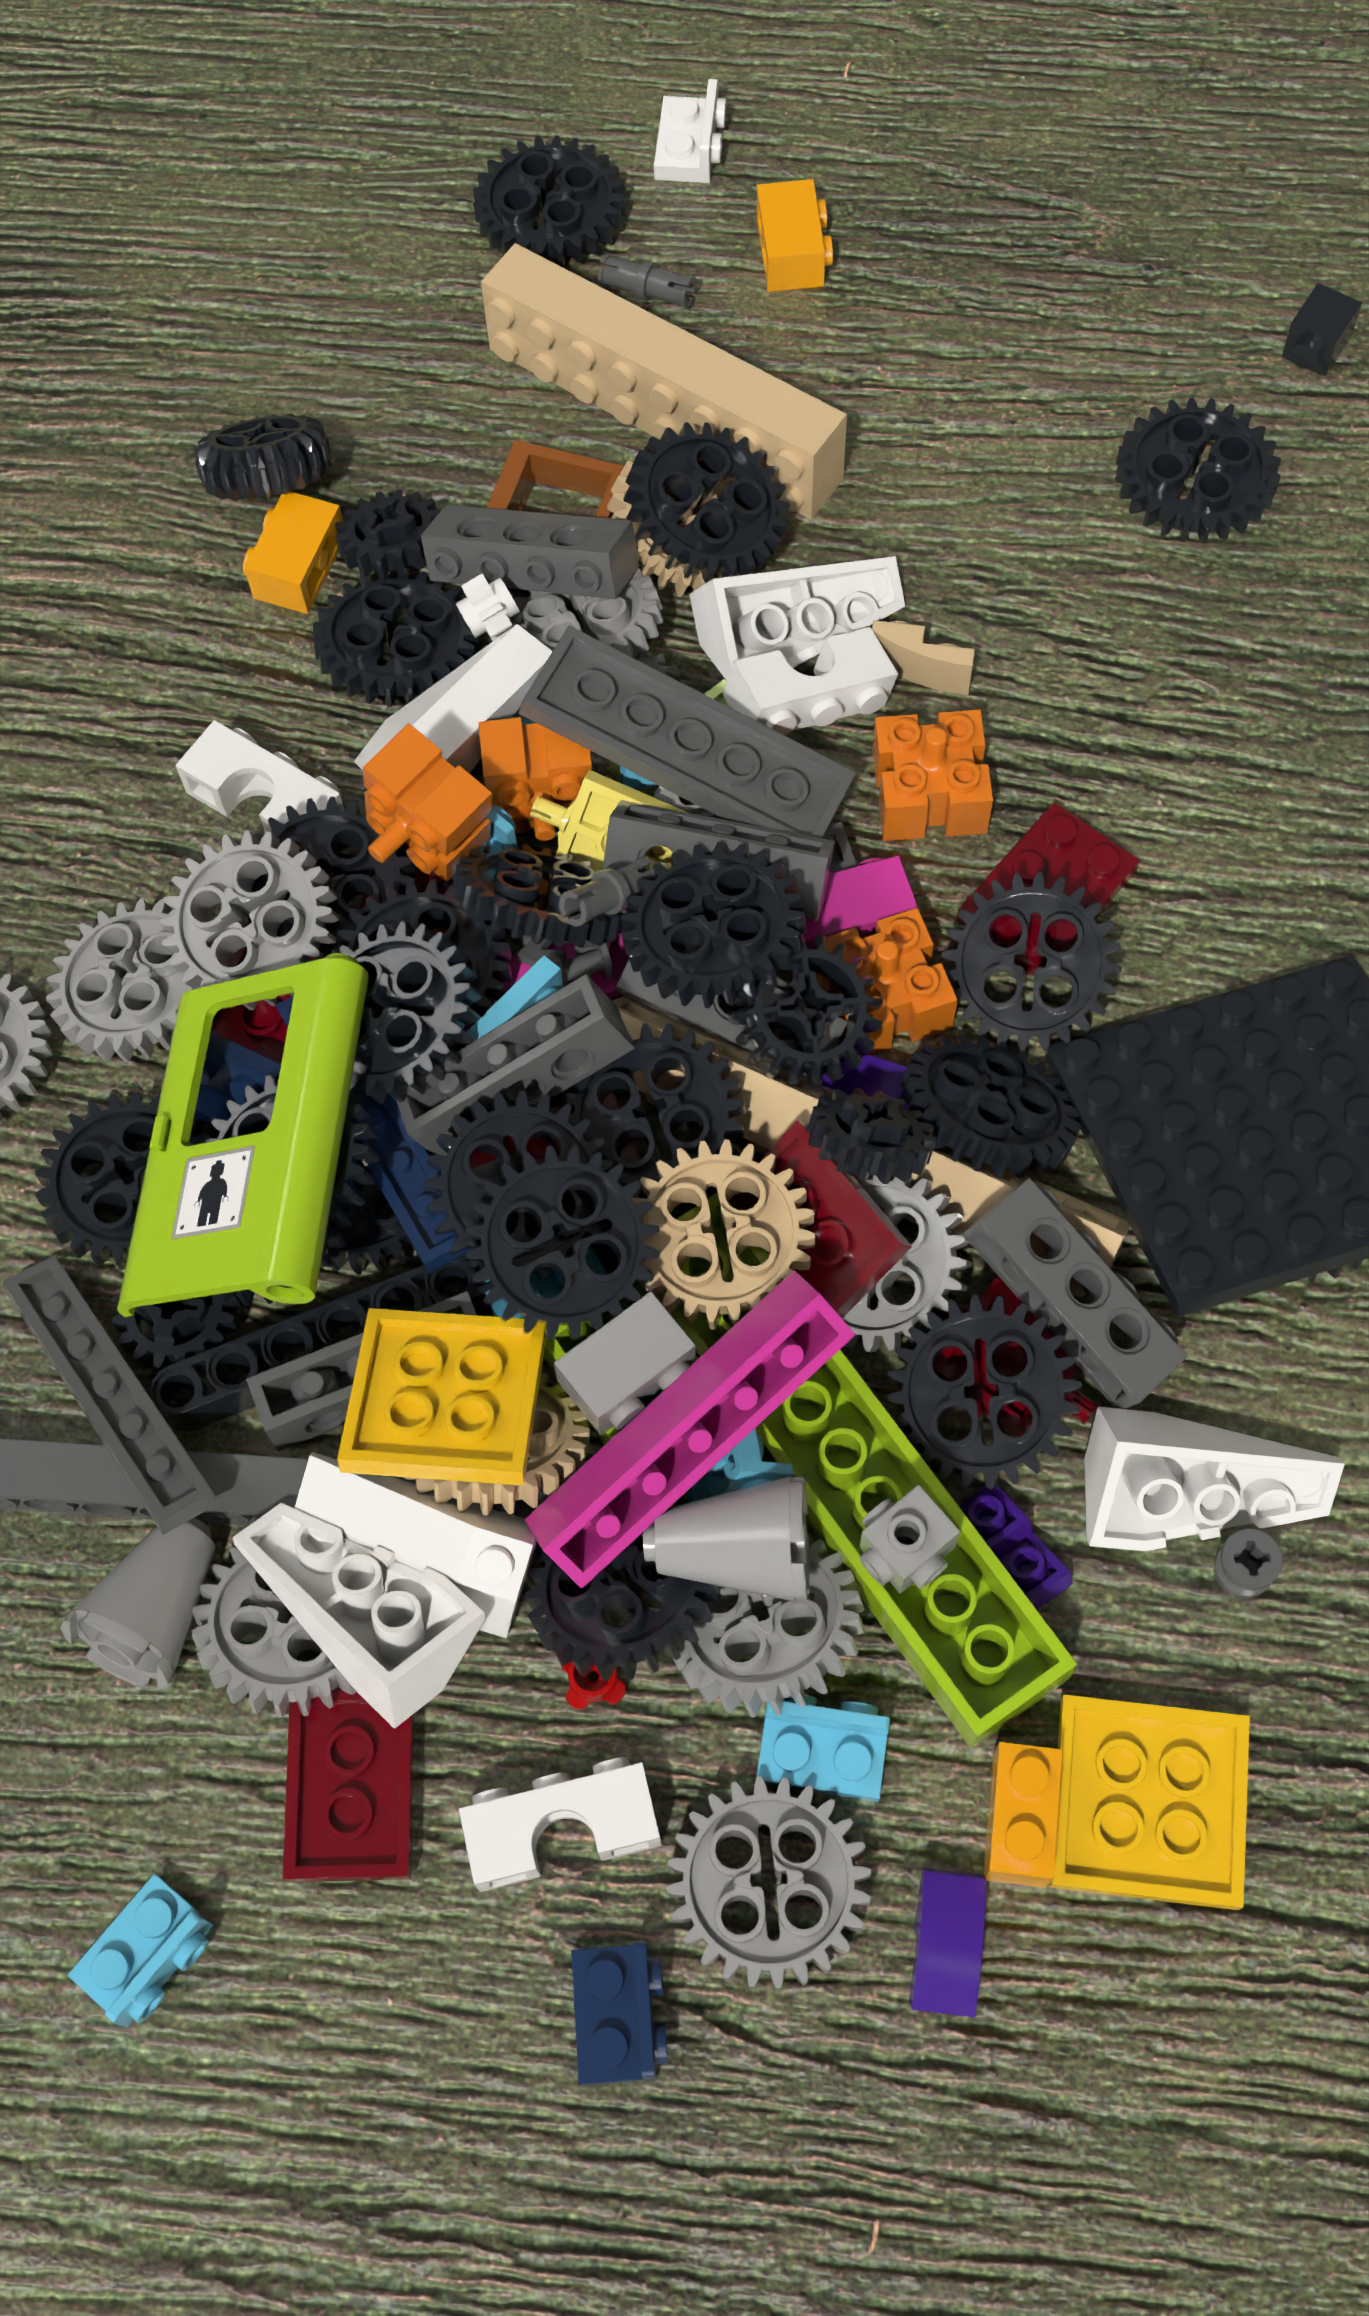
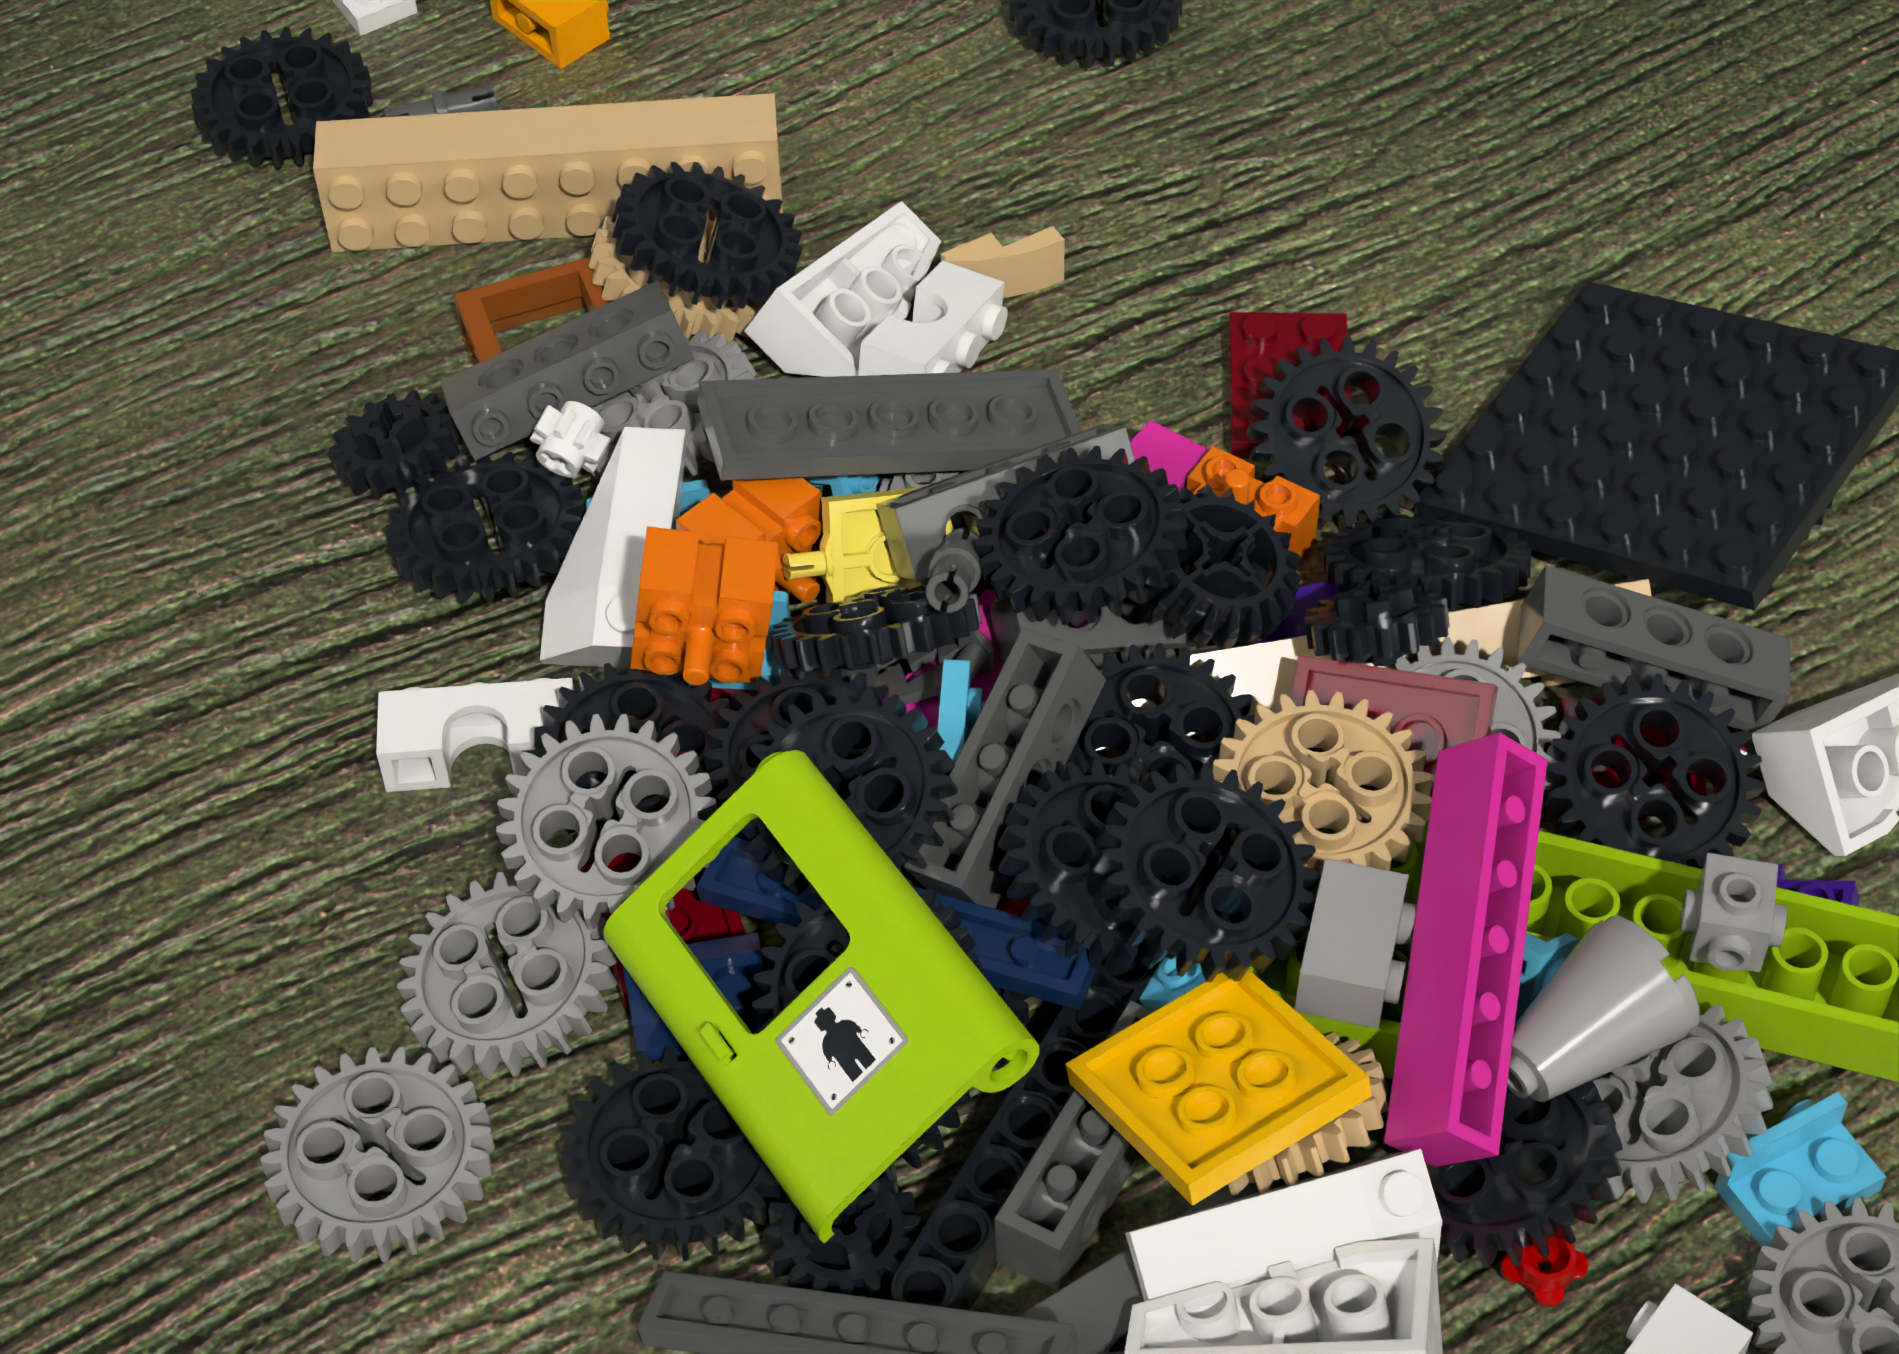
camera: 40 degrees left, 15 degrees down
(263, 457) = (206, 444): black gear -> none
(293, 552) = (308, 513): light orange brick -> none
(932, 775) = (1109, 347): orange brick -> none

